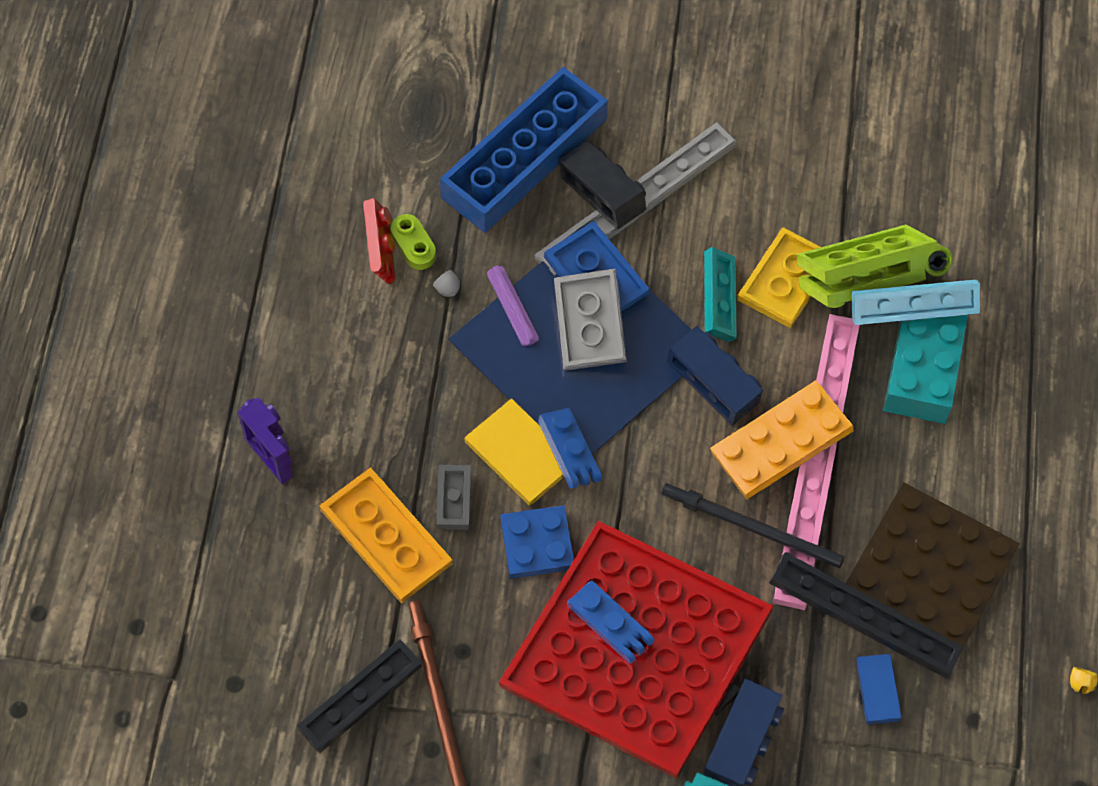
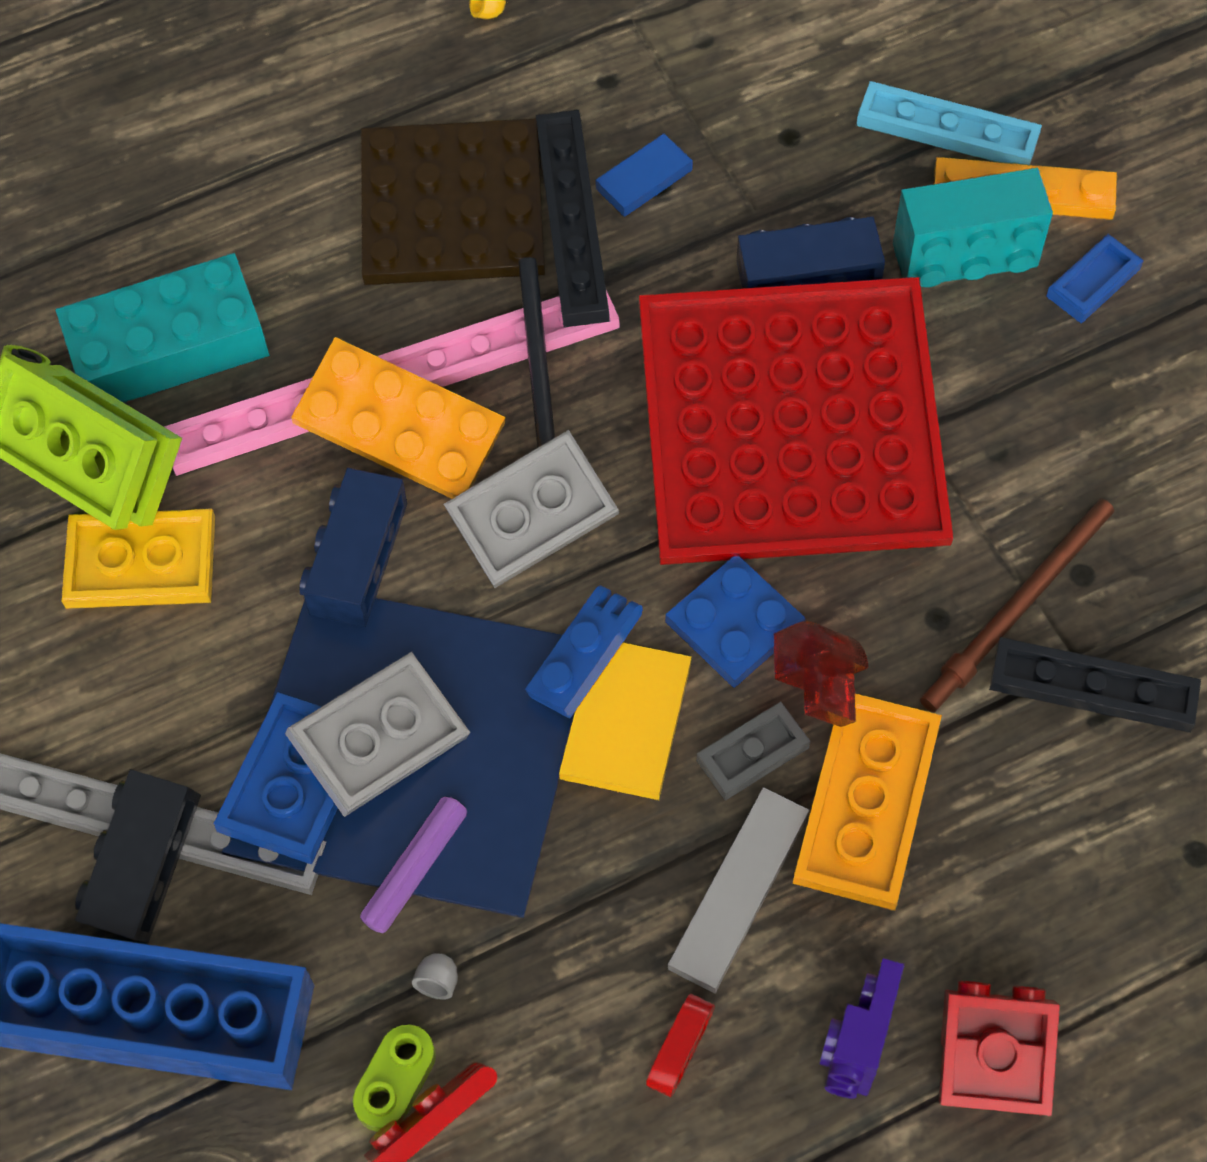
camera: 120 degrees left, 0 degrees up
(215, 502) = (998, 1049): none -> plate
(330, 365) = (680, 1045): none -> red beam
(387, 446) = (738, 890): none -> light grey tile
(468, 553) = (822, 666): none -> clear red brick
(610, 621) = (788, 457): blue hinge -> none
(676, 474) = (531, 508): none -> light grey tile
(720, 294) = (224, 612): teal plate -> none
(915, 302) = (112, 343): medium azure plate -> none

